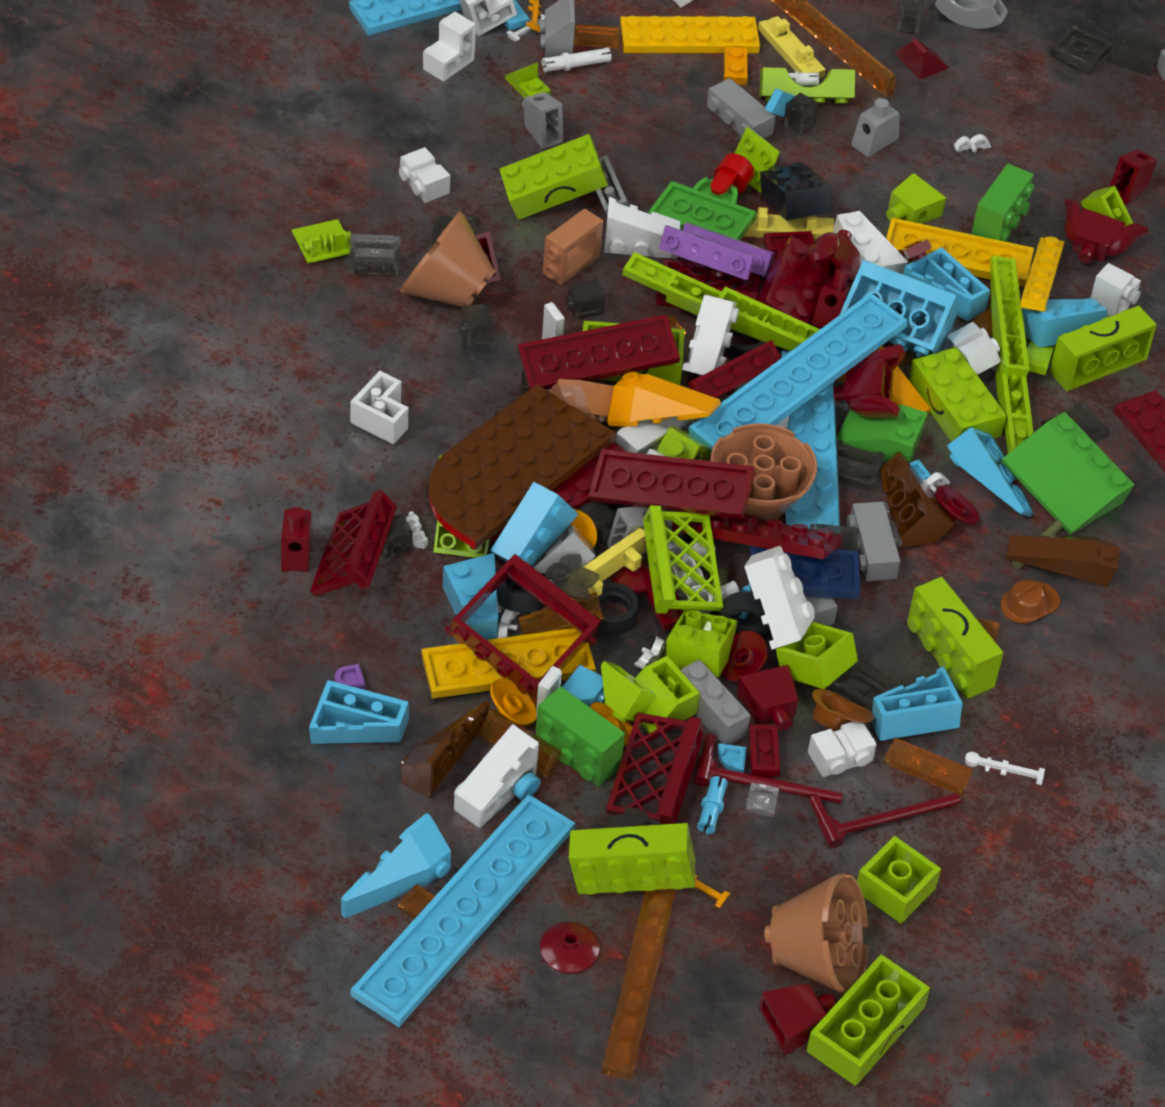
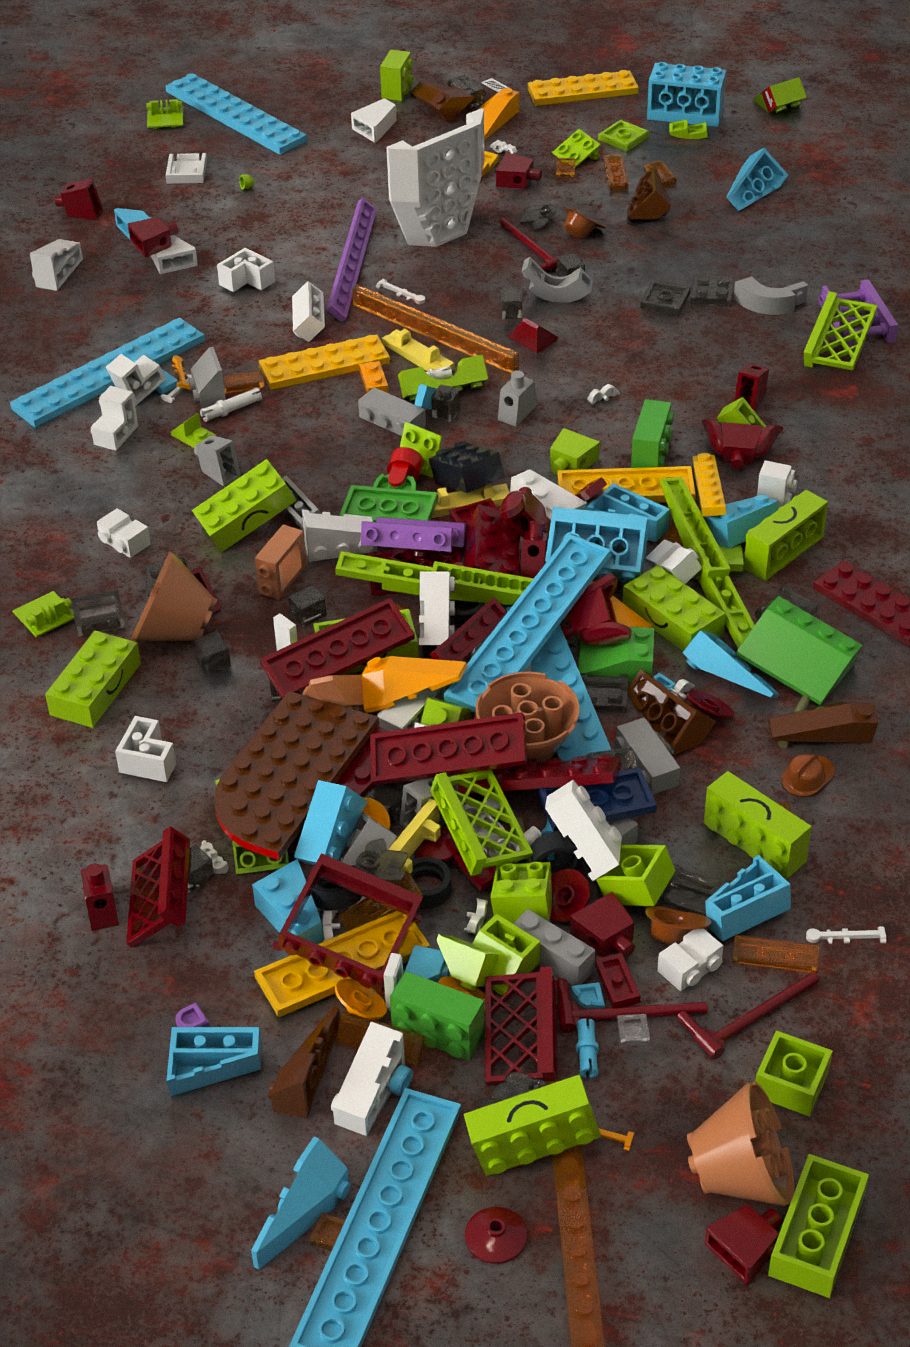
camera: 10 degrees left, 5 degrees down
(351, 321) = (93, 679): none -> lime brick

